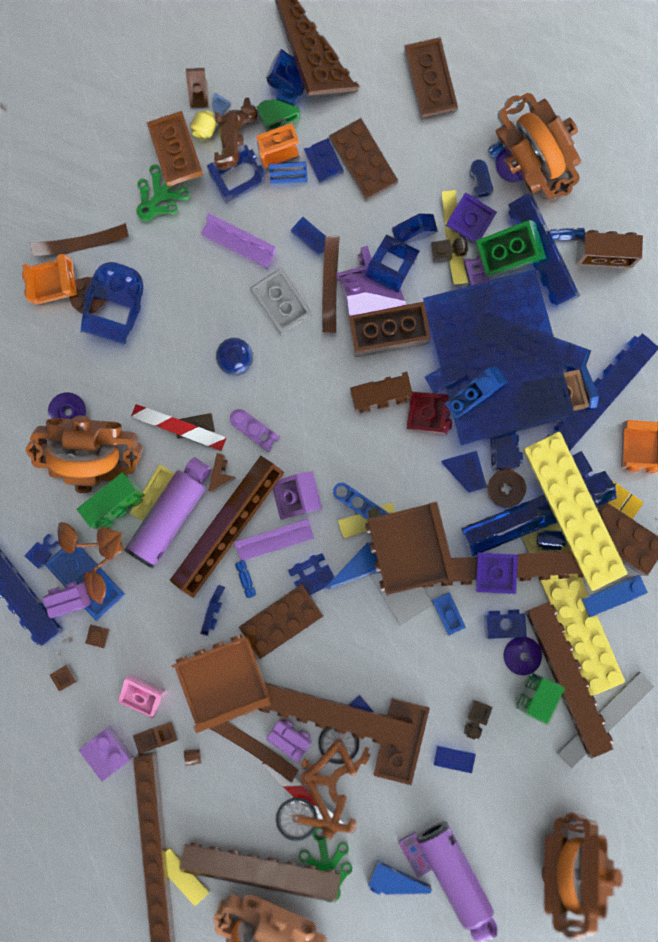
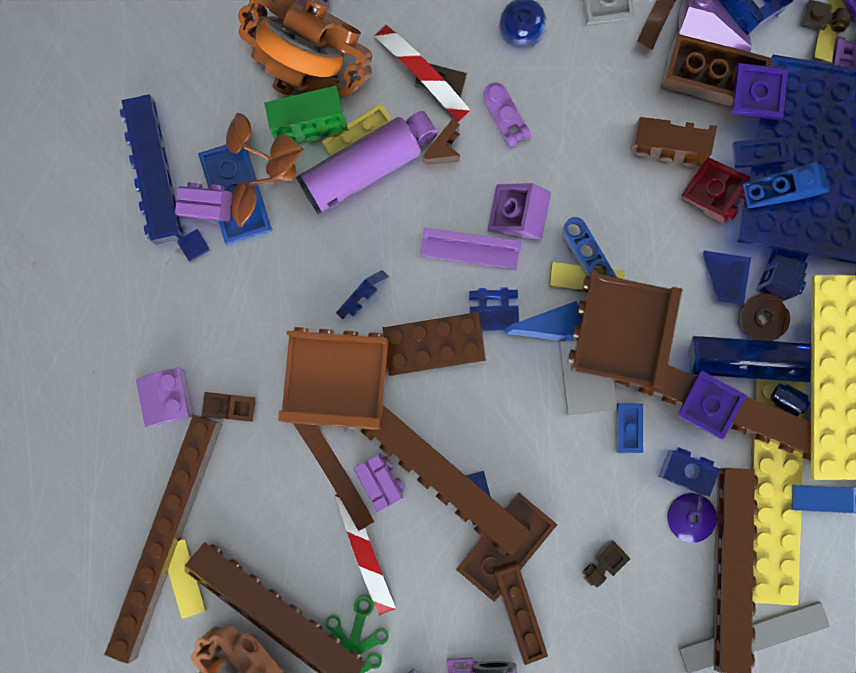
camera: 25 degrees right, 0 degrees up
(40, 553) = (199, 139): clear blue plate -> none
(63, 678) = (158, 289): reddish brown plate -> none
(73, 633) = (193, 245): none -> clear blue tile
(97, 636) = (218, 262): reddish brown plate -> none
(141, 695) = (235, 351): bright pink slope -> none
(192, 757) = (259, 449): reddish brown hose -> none
(226, 526) = (424, 207): reddish brown brick -> none
(245, 579) = (416, 278): blue axle -> none
(297, 816) = (348, 574): piece -> none
(425, 331) = (759, 91): none -> dark purple plate
(433, 784) = (520, 613): none -> reddish brown tile
(454, 759) = (557, 597): clear blue tile -> none
(539, 698) = (693, 573): green brick -> none

